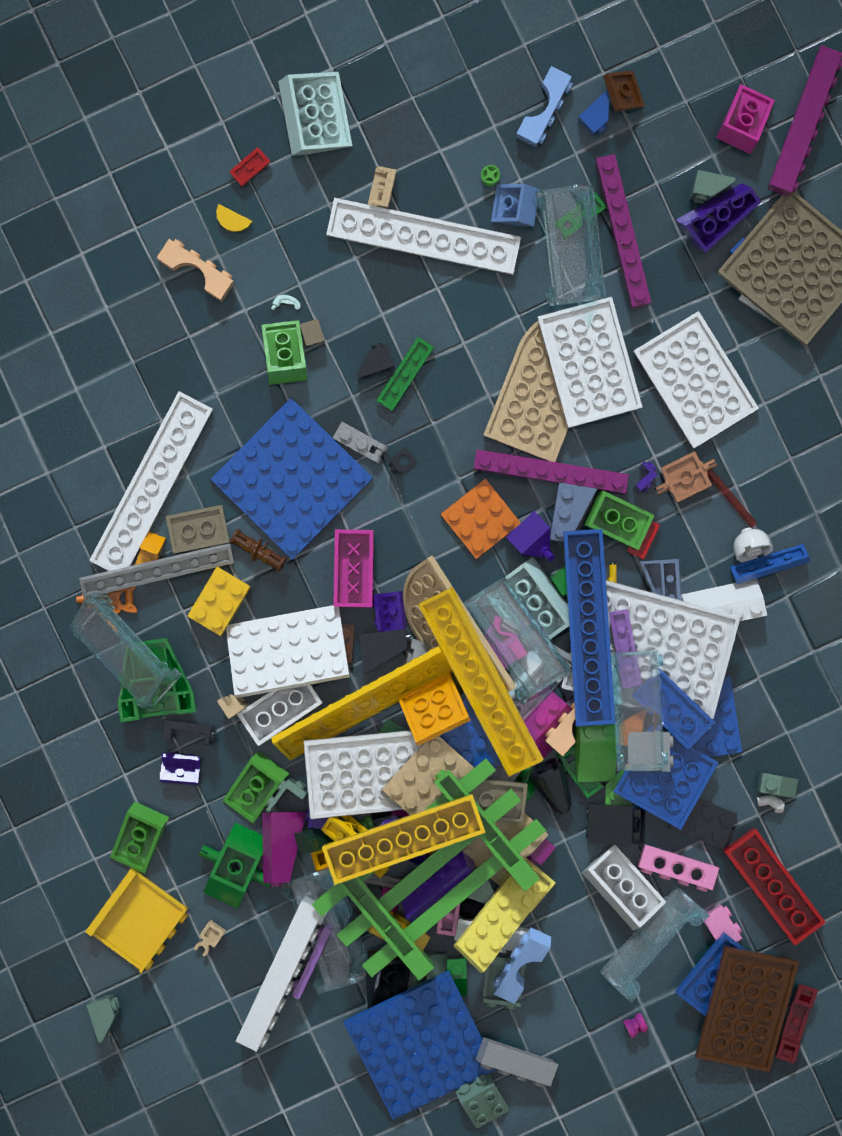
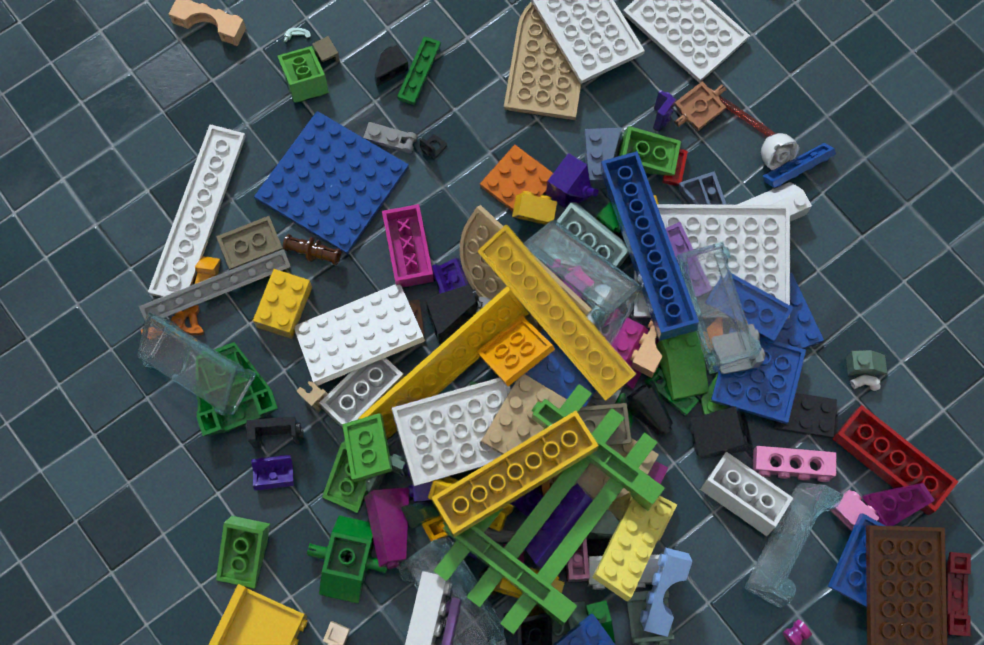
camera: 15 degrees left, 15 degrees down
(273, 771) = (367, 447): none -> bright green plate
(488, 556) = (534, 208): none -> yellow brick
(550, 471) = (568, 125): magenta brick -> none
(763, 929) = (898, 503): none -> magenta wing

